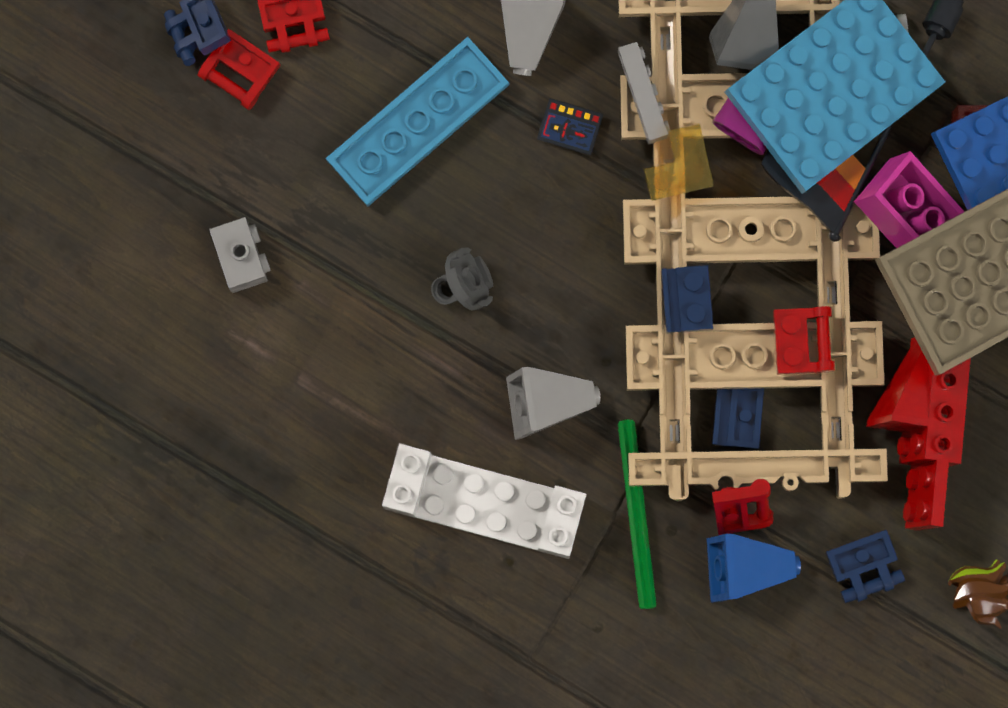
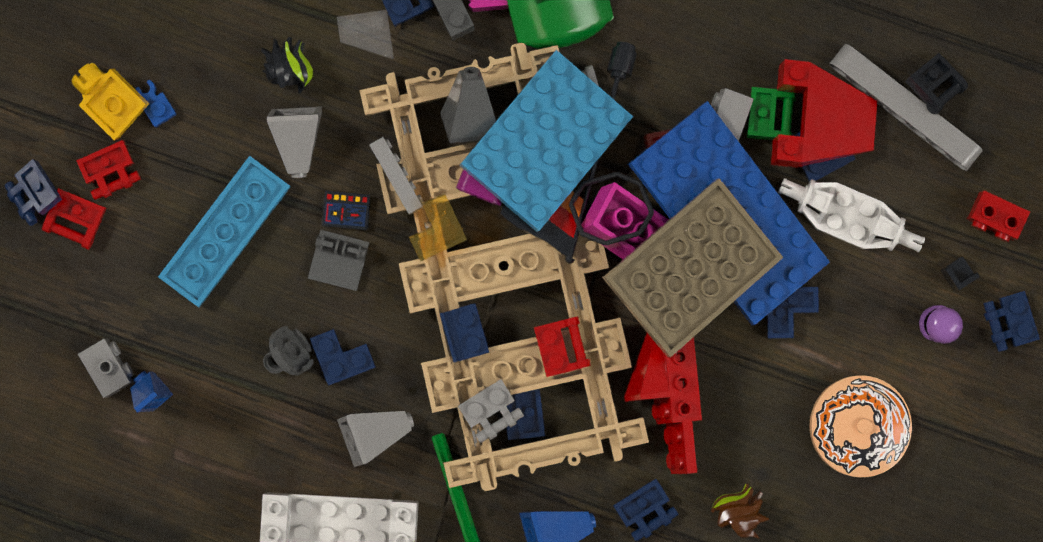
camera: 15 degrees left, 5 degrees up
(287, 293) = (149, 392): none -> blue slope
(520, 310) = (340, 365): none -> dark blue plate
(548, 184) = (338, 260): none -> dark grey hinge
(696, 391) = (487, 403): none -> light grey plate
(732, 511) = (532, 487): red plate -> none
(905, 219) = (620, 238): none -> black piece

